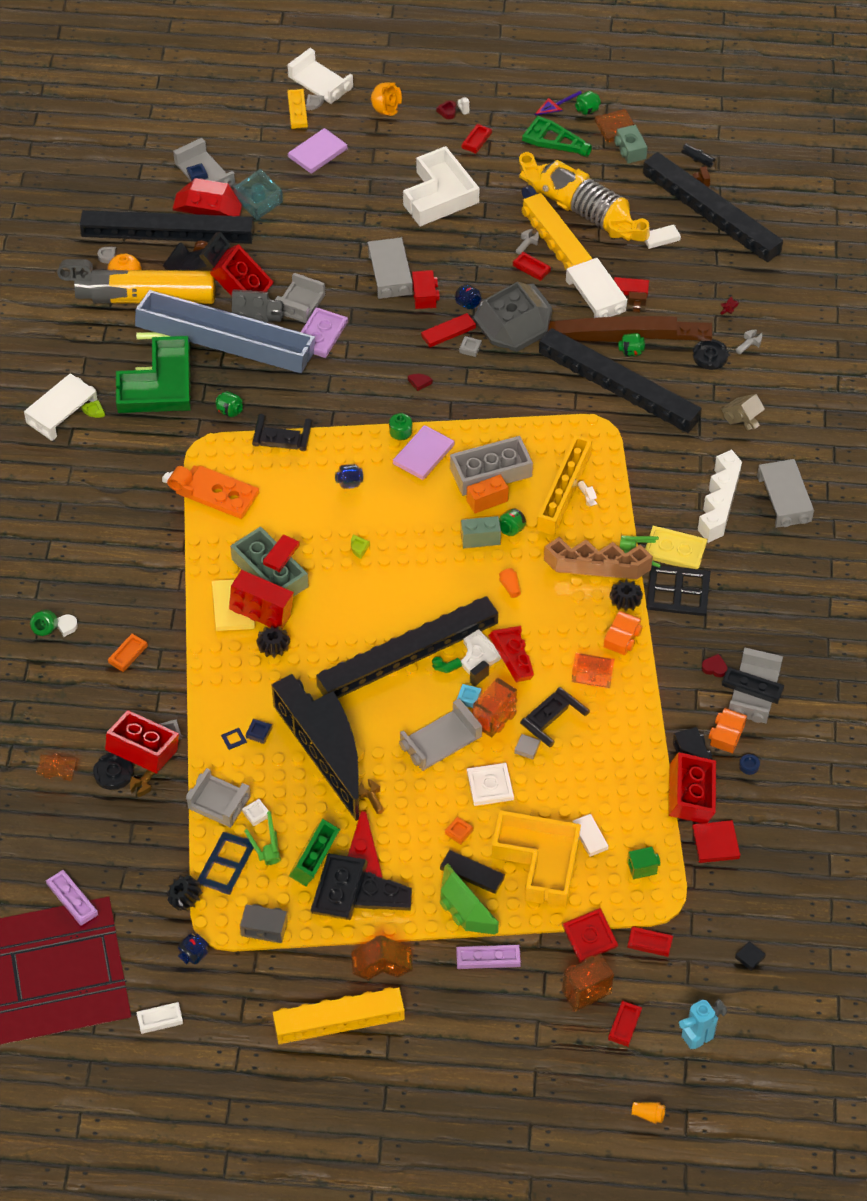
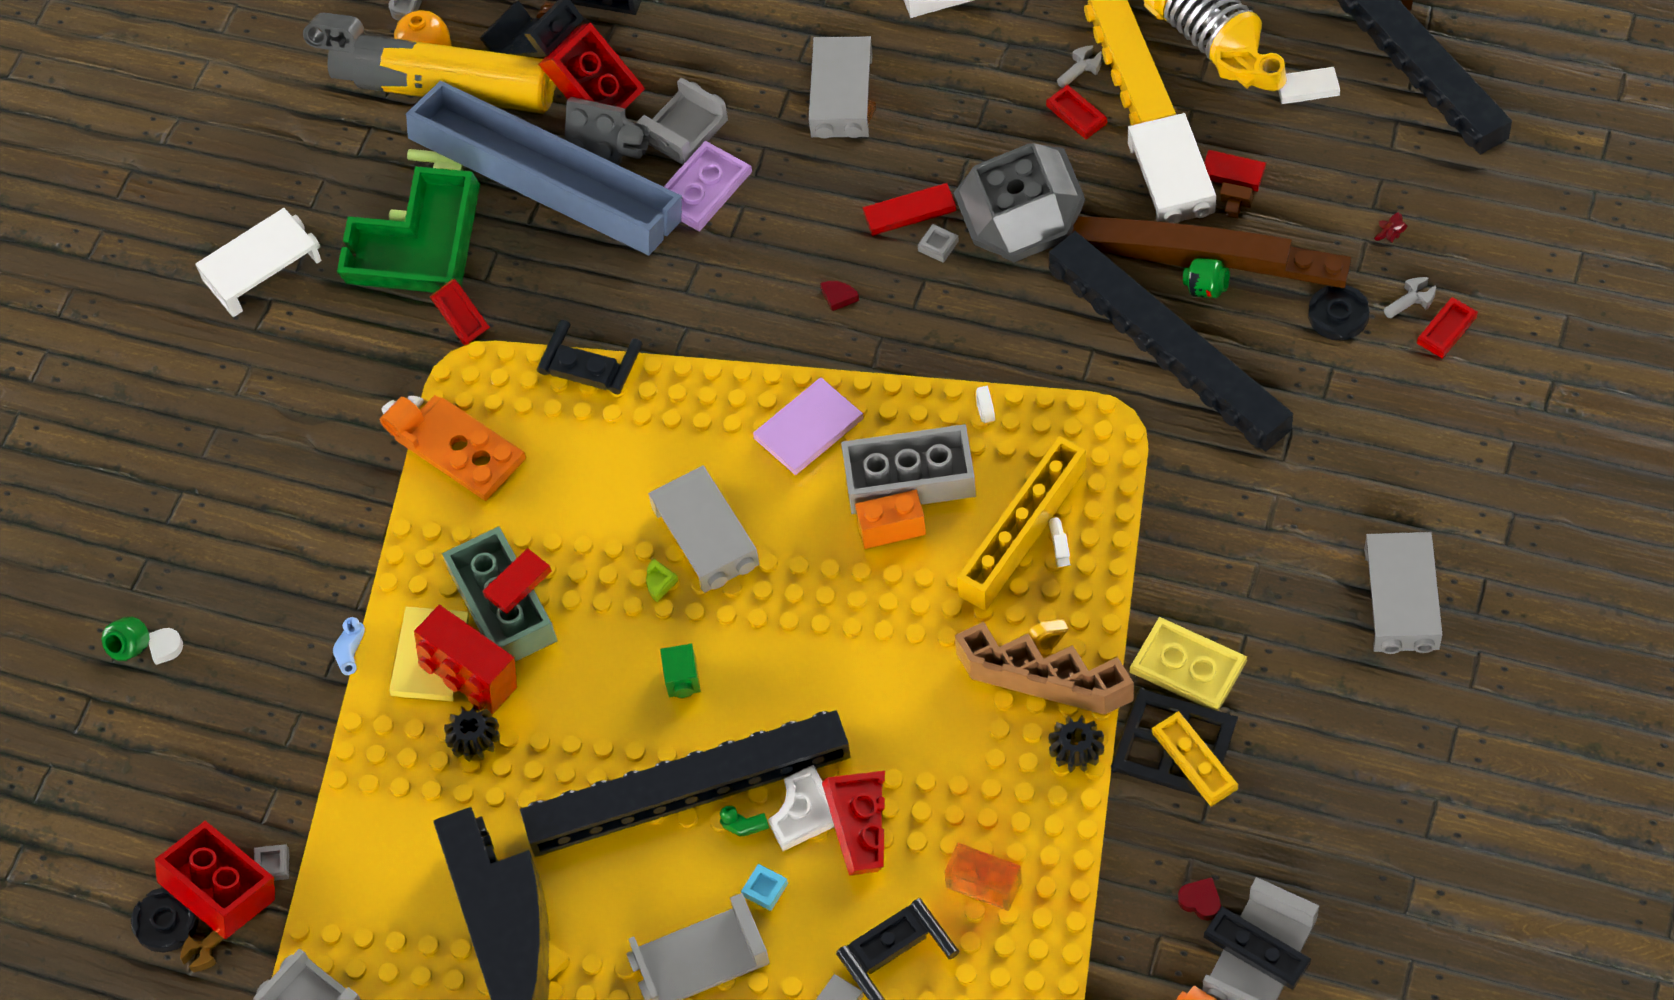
camera: 20 degrees right, 5 degrees up
(56, 766) = (75, 898): clear orange hips -> none
(93, 409) = (310, 272): lime tile -> none
(127, 652) = (245, 710): orange tile -> none
(180, 608) = (347, 644): none -> light blue arm
(196, 417) = (459, 311): none -> red tile
(229, 404) = (519, 294): green head -> none
(231, 746) = (372, 905): dark blue tile -> none
(258, 731) = (408, 890): dark blue tile -> none
(349, 476) = (672, 453): clear blue head -> none
(380, 512) = (705, 528): none -> light grey panel
(387, 590) = (680, 671): none -> green brick
(400, 426) = (779, 375): green head -> none
(424, 289) = (886, 132): red brick -> none
(468, 296) = (954, 154): clear blue head -> none
(479, 673) = (791, 848): tile -> none
(480, 532) = (860, 587): sand green brick -> none
(495, 707) = (797, 920): clear orange brick -> none
(510, 582) = (888, 686): orange cone -> none
(512, 522) = (918, 577): green head -> none
(525, 427) = (985, 404): none -> white tile
(596, 539) = (1048, 634): none -> yellow tile
(622, 633) = (1053, 814): orange brick -> none
(629, 542) = (1108, 646): bright green plant -> none
(692, 595) = (1195, 758): none -> yellow tile
(719, 502) = (1283, 594): white brick -> none
(744, 410) = (1365, 428): dark tan brick -> none
(773, 354) = (1447, 327): none -> red tile

